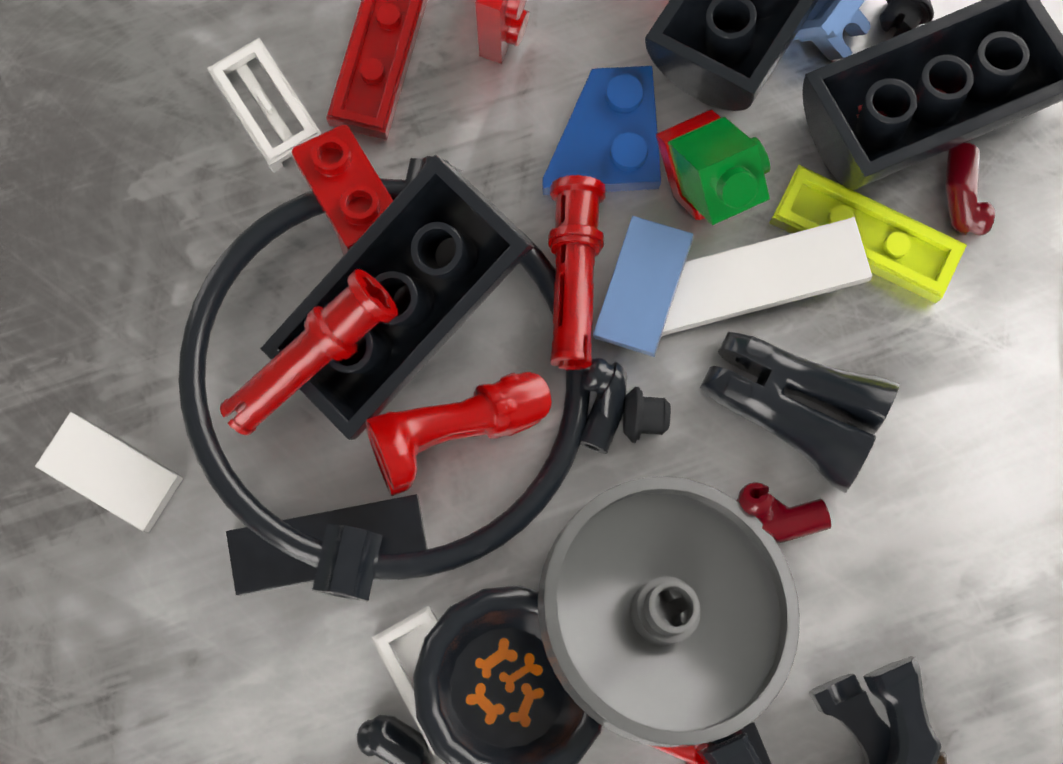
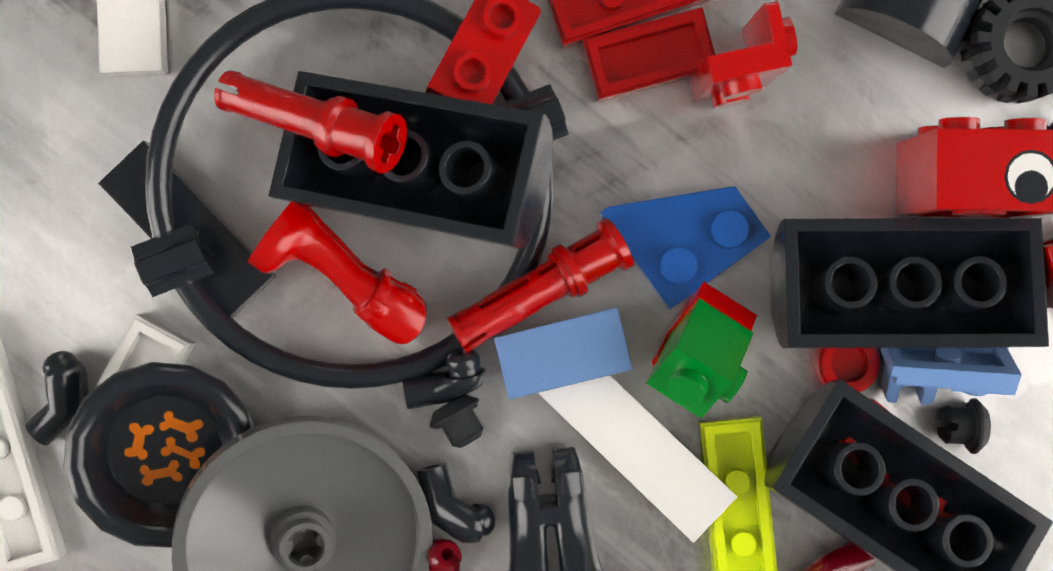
camera: 60 degrees right, 10 degrees up
(438, 73) = (647, 54): none -> red tile
(724, 470) = (448, 512): none -> black arm
(788, 76) = (852, 365): none -> red tile

